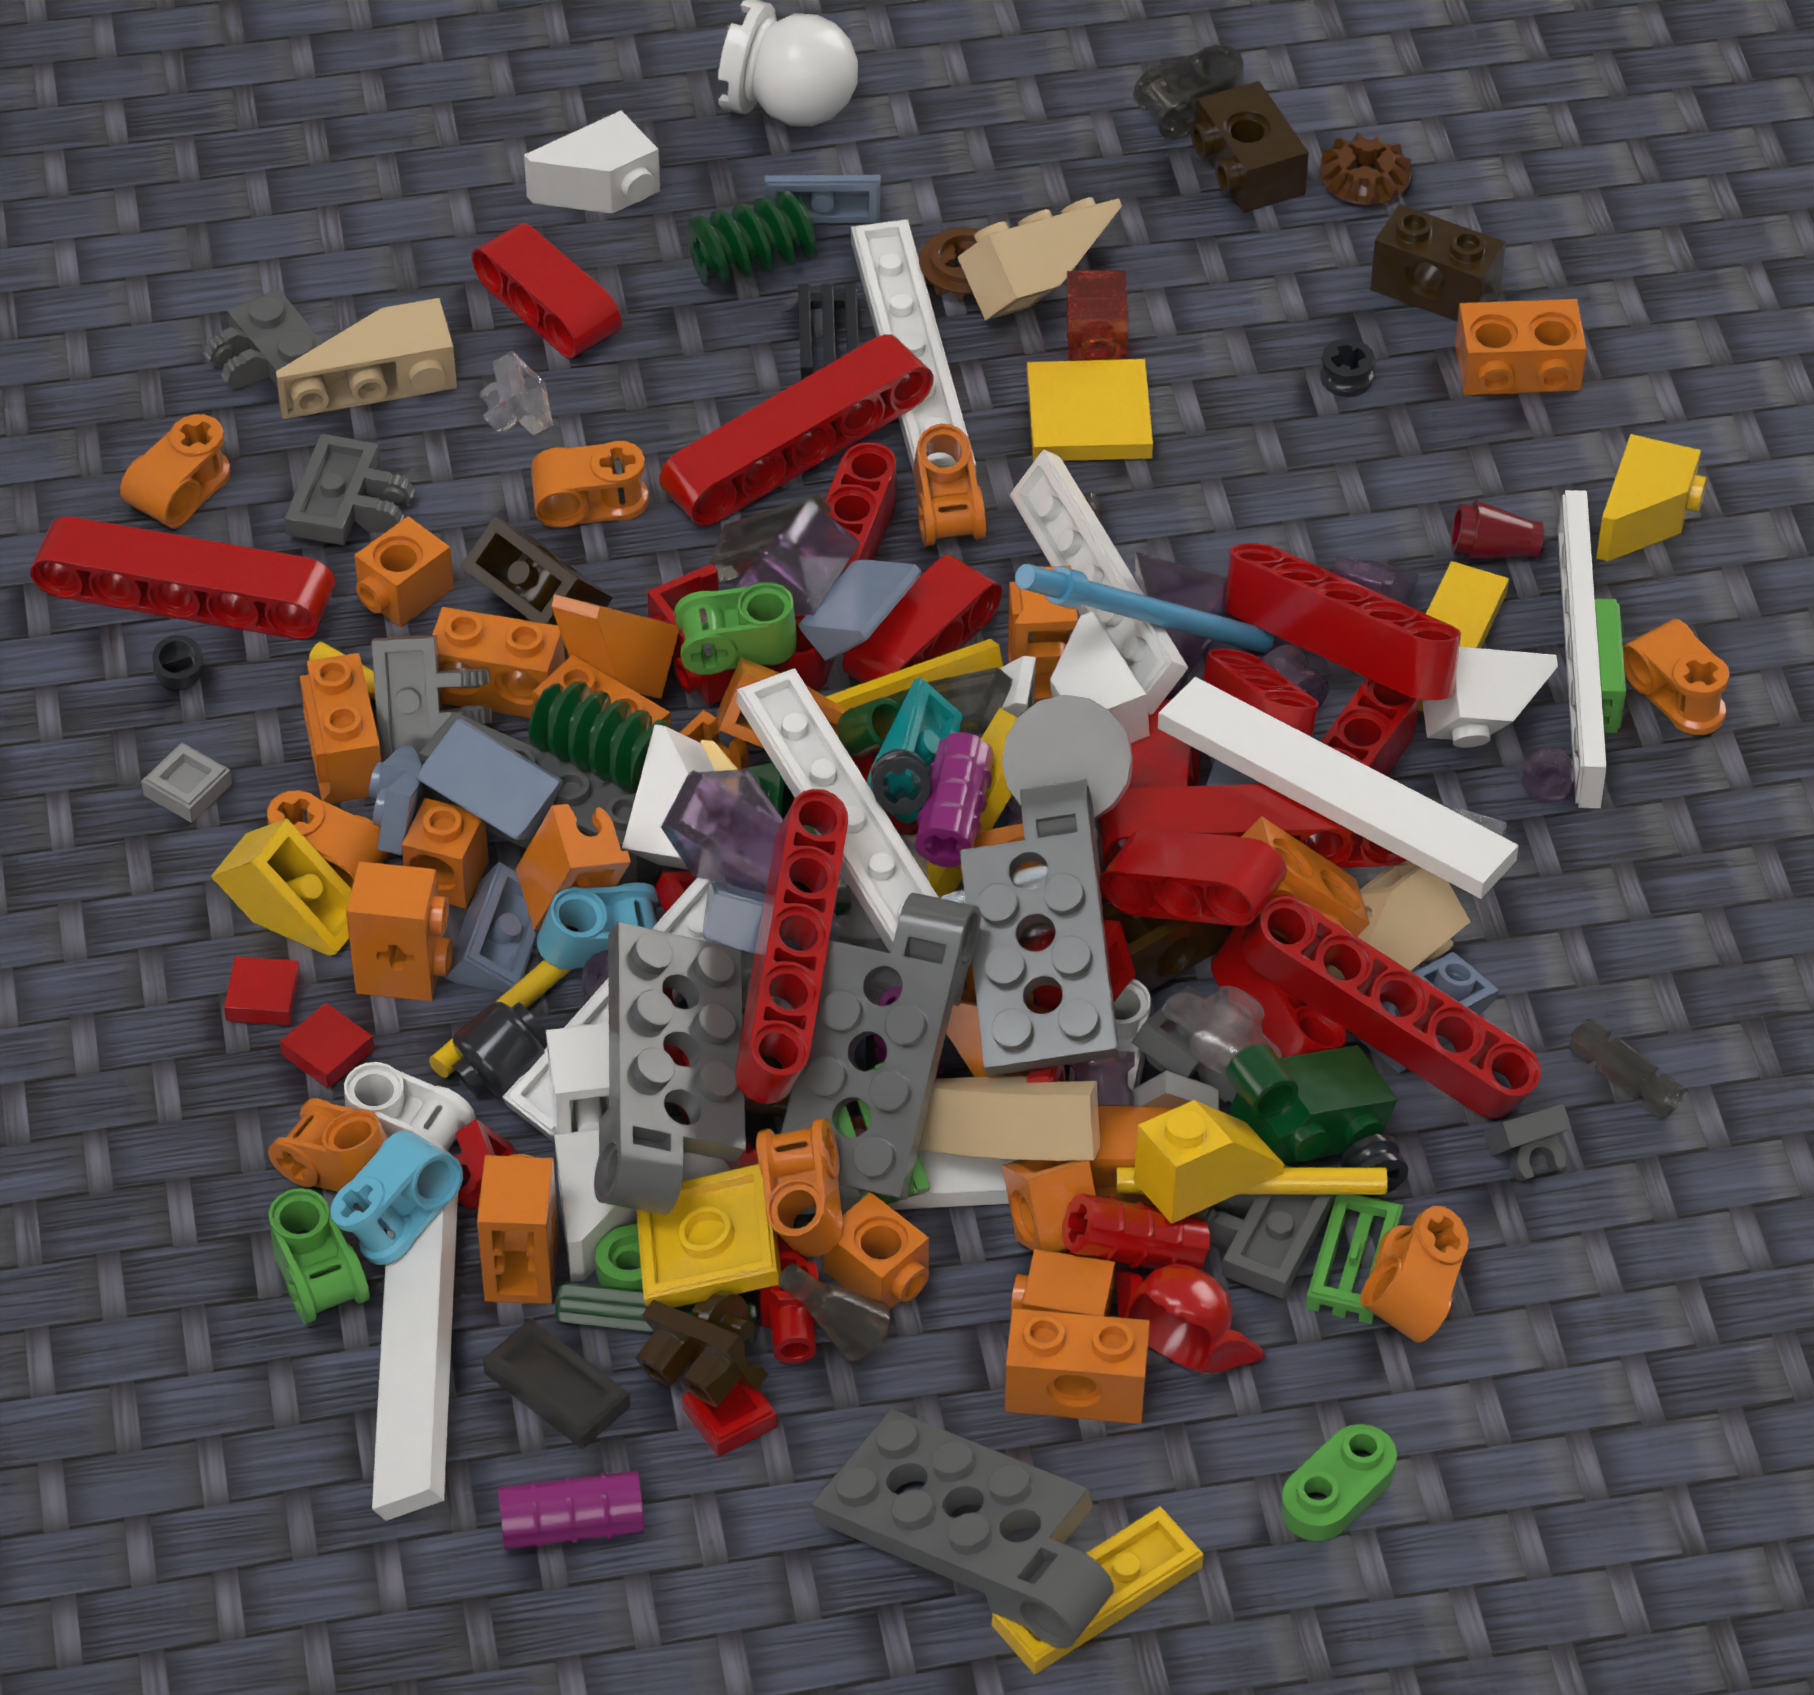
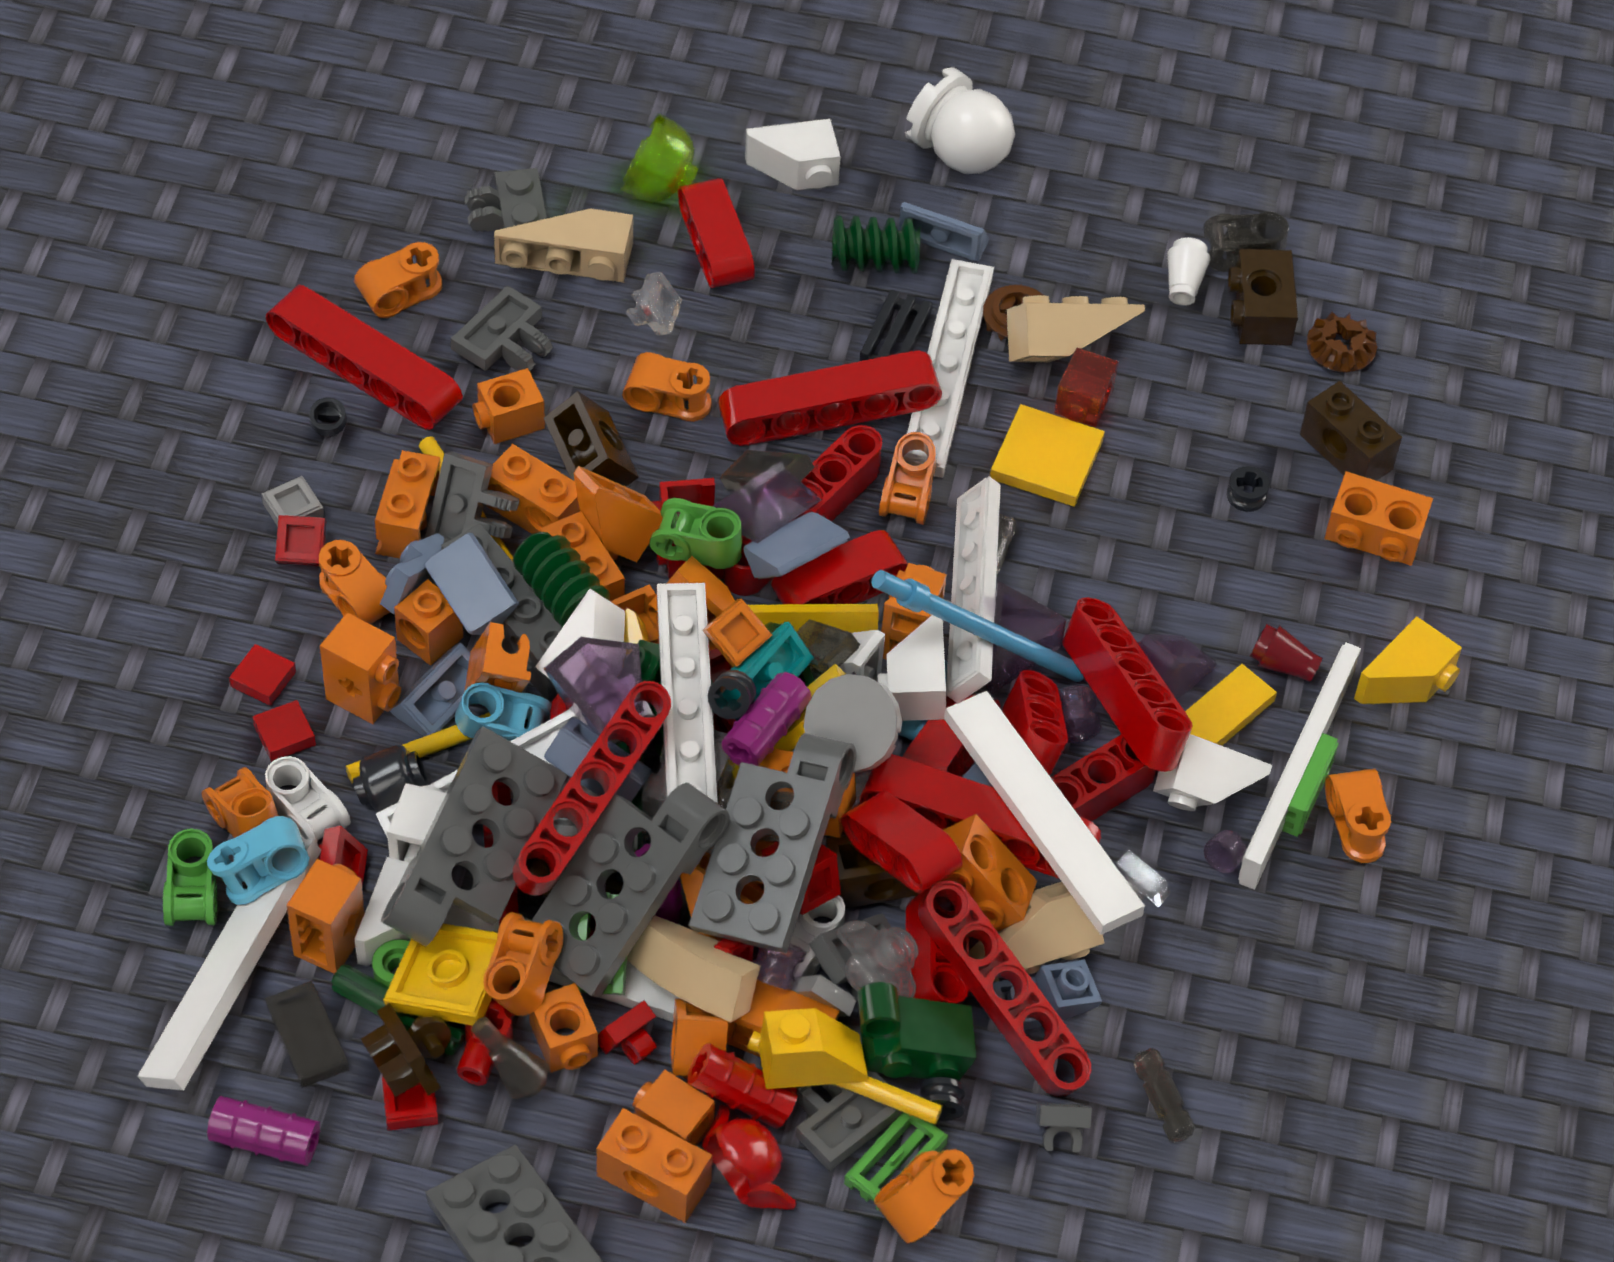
camera: 20 degrees right, 5 degrees up
(221, 815) = (300, 539): none -> red tile
(287, 887) = (308, 601): yellow slope -> none
(435, 230) = (661, 162): none -> clear neon green cylinder
(867, 710) = (737, 632): none -> orange tile
(962, 1232) = (629, 1033): none -> red tile
(1139, 144) = (1186, 269): none -> white cone

